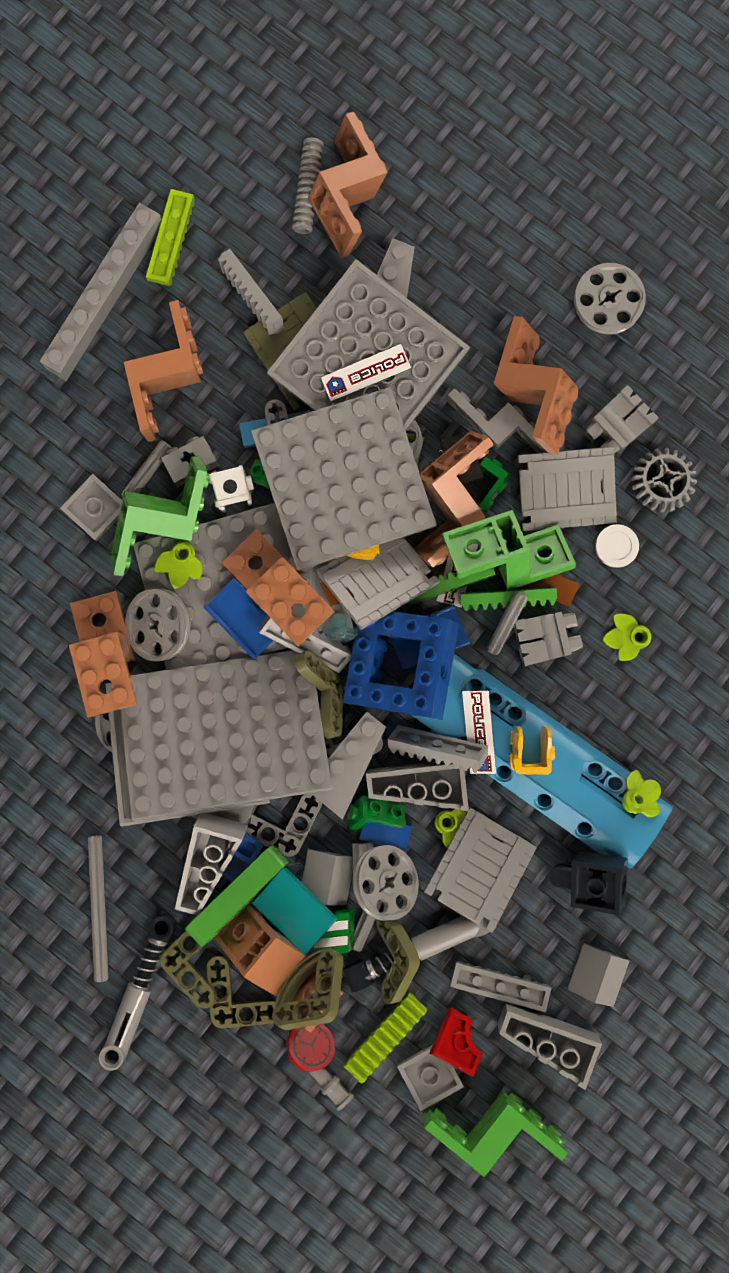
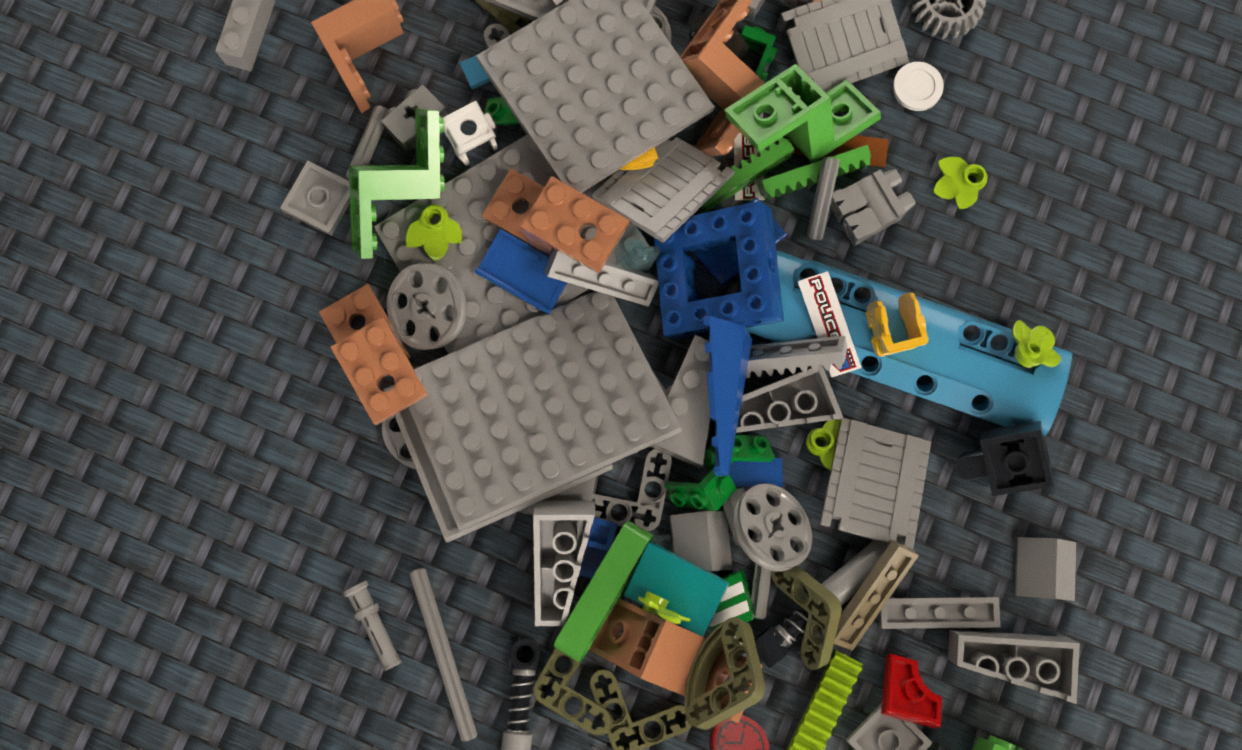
camera: 15 degrees left, 5 degrees down
(46, 859) = (367, 612): none -> light grey pin
(275, 920) = (657, 606): none -> lime plate
(331, 691) = (642, 322): olive beam -> none
(340, 843) = (707, 495): none -> green bracket
(379, 758) = (728, 364): none -> blue wedge
(451, 958) = (874, 594): none -> dark tan plate

